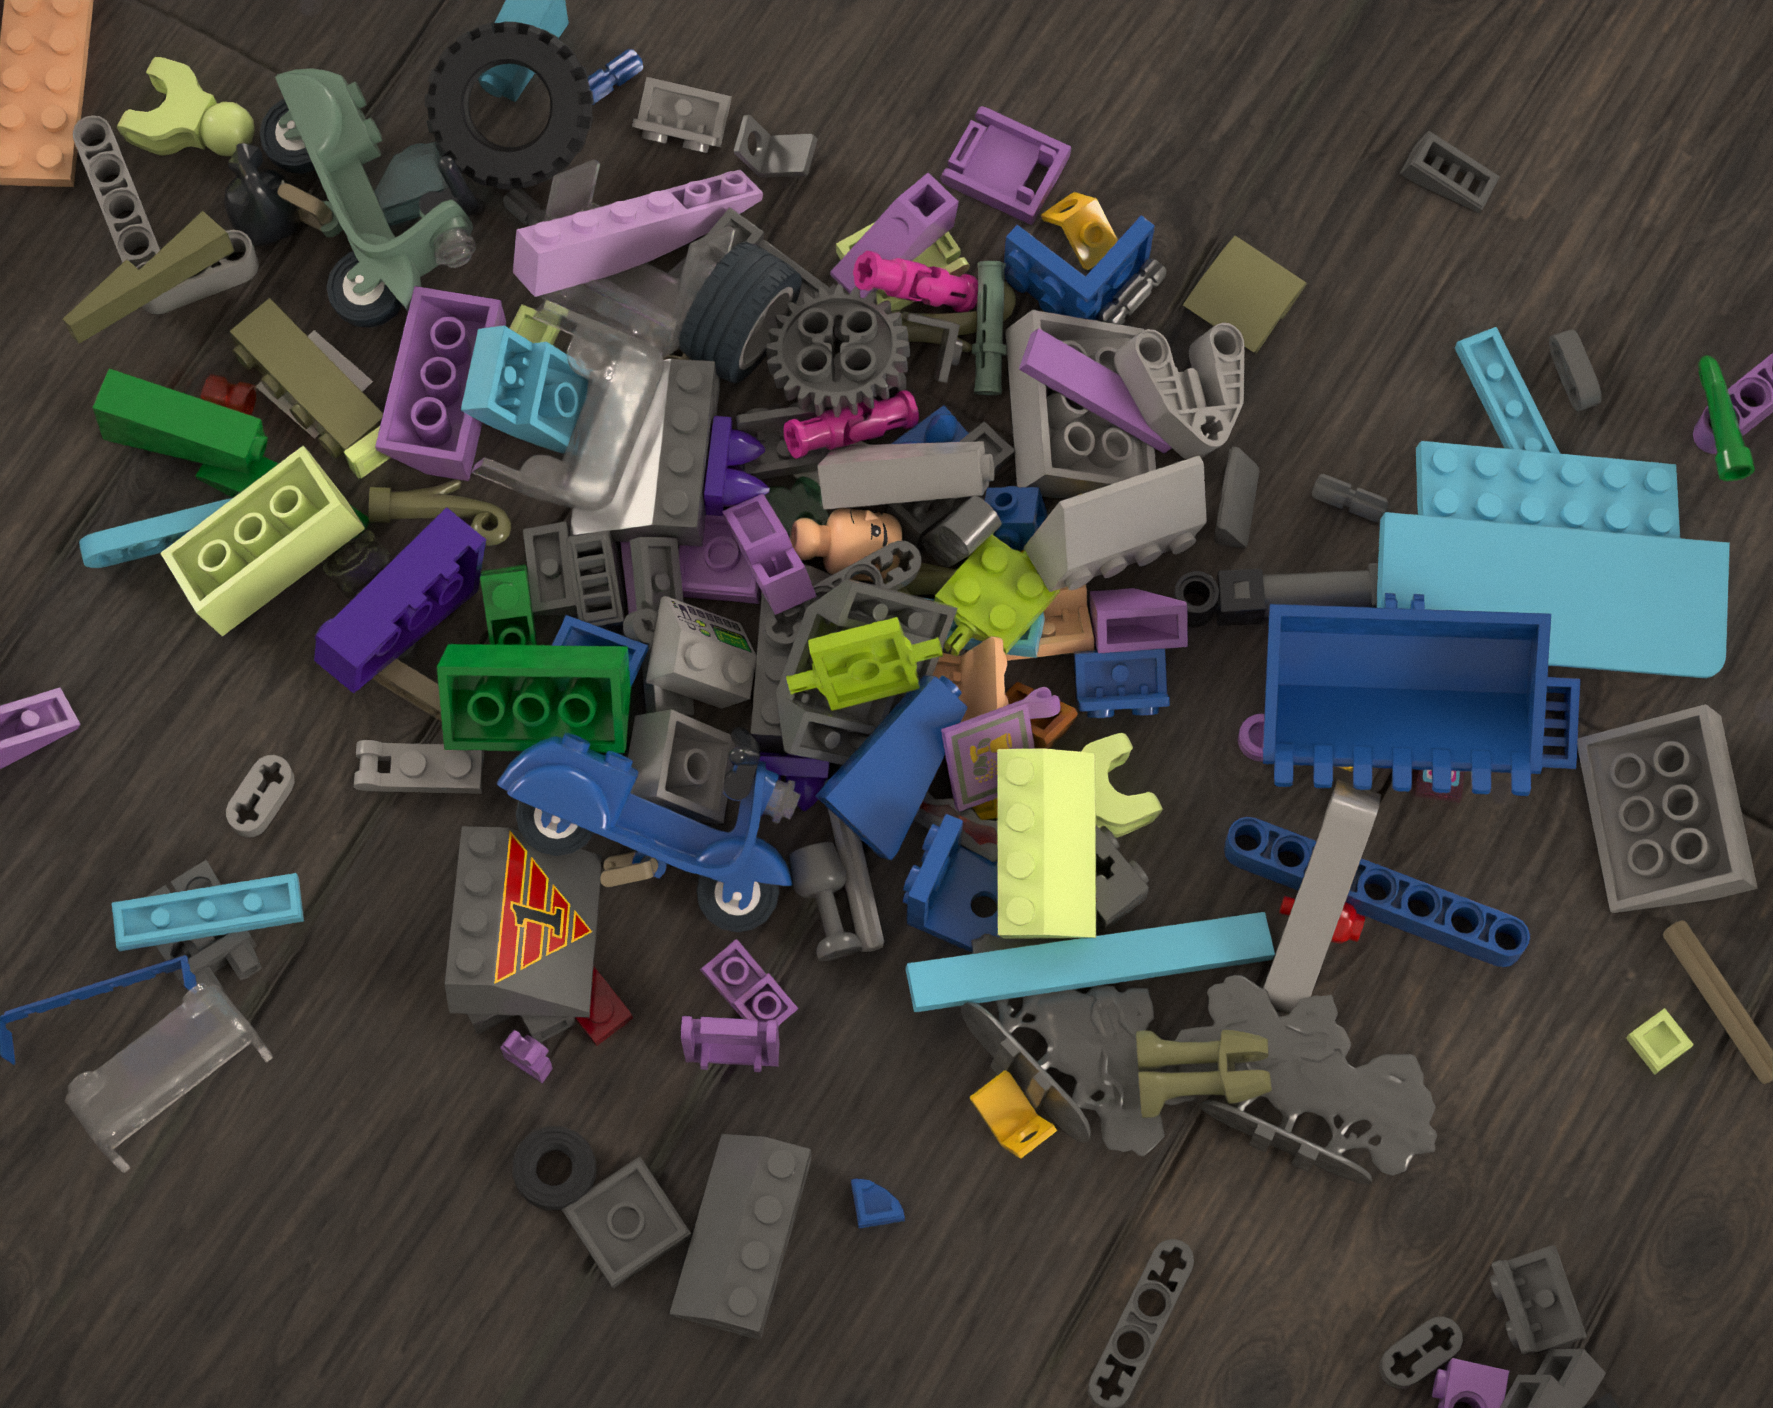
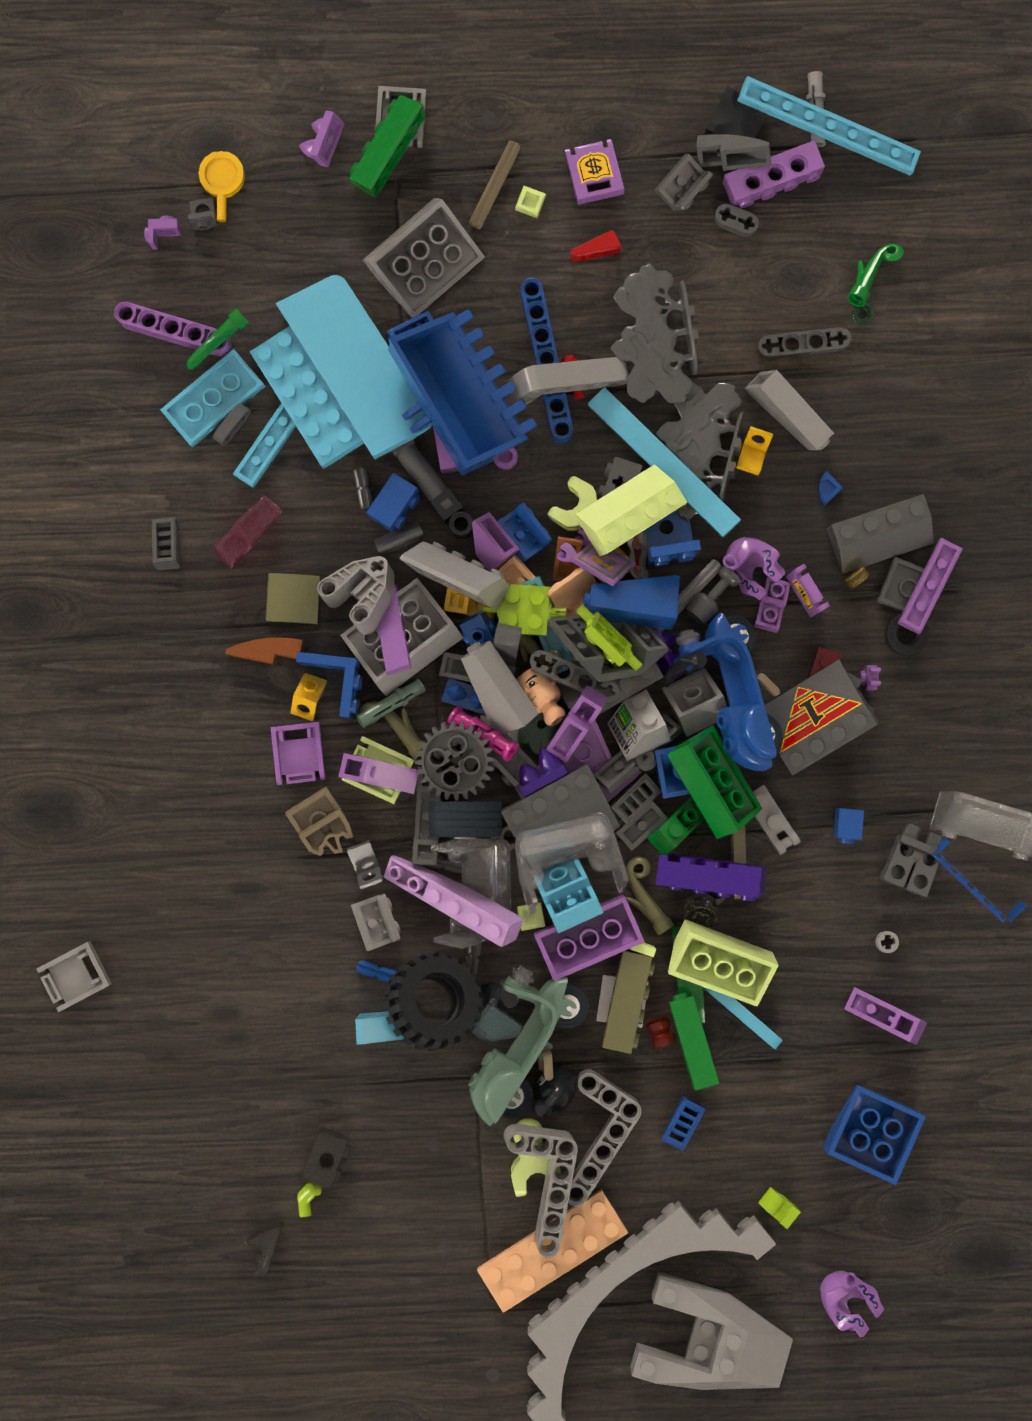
camera: 120 degrees left, 15 degrees up
(86, 380) = (699, 1111): none -> blue slope
(95, 821) = (892, 947): none -> light grey bush
(128, 288) = (646, 1115): olive slope -> none
(133, 111) = (552, 1182): none -> light grey beam
(207, 912) = (907, 859): medium azure tile -> none
(268, 802) = (832, 886): light grey beam -> none
(326, 868) = (848, 825): none -> blue brick
(604, 1251) = (930, 585): none -> medium lavender tile
(698, 1147) = (857, 577): none -> clear yellow tile
(850, 988) = (745, 556): none -> medium lavender piece
(881, 129) = (320, 822): none -> dark tan plate
(915, 281) = (394, 748): dark pink piece -> none
(950, 347) = (412, 715): dark grey bracket -> none
(1042, 1217) = (789, 409): none -> light grey slope
(1133, 292) = (325, 649): dark grey axle -> none
(1188, 211) = (267, 649): none -> dark orange slope
(1230, 1049) = (666, 372): olive piece -> none
(1294, 519) = (394, 503): none -> blue brick
(1392, 293) = (247, 531): none -> clear pink slope
(1512, 1102) = (601, 246): none -> red slope
(1638, 372) = (212, 397): none -> medium azure tile
(1658, 1174) = (592, 166): none -> medium lavender container

